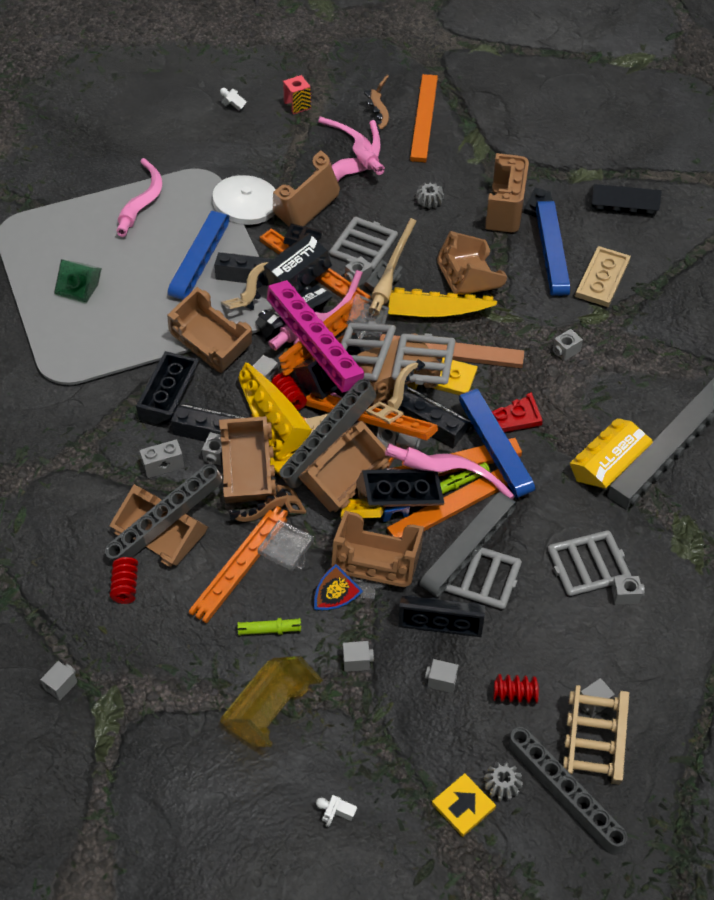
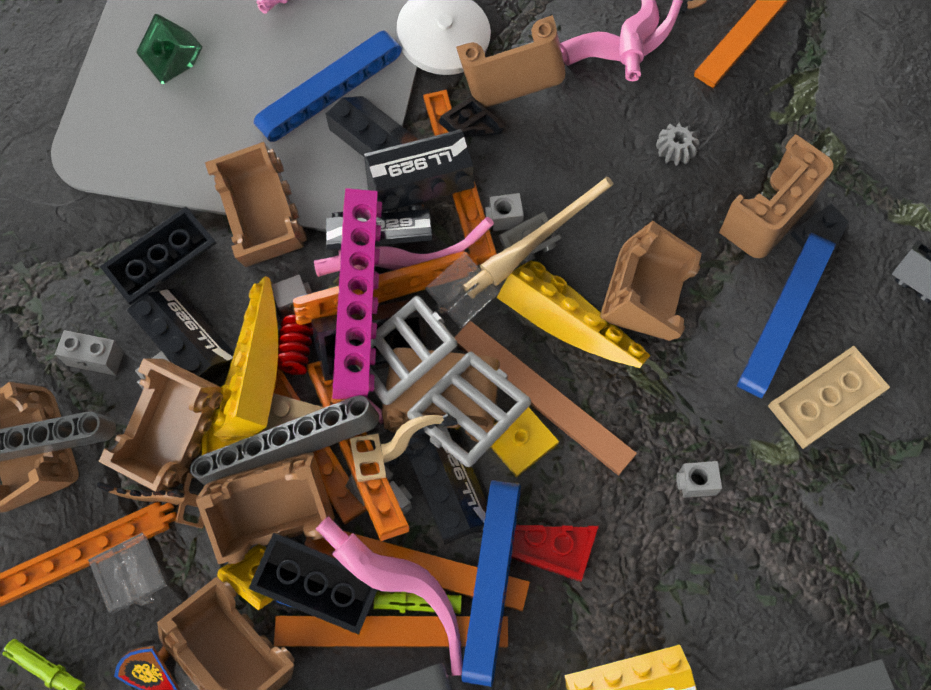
camera: 35 degrees right, 15 degrees up
(251, 290) = (343, 177): tan piece -> none
(349, 230) = (541, 143): light grey bar -> none

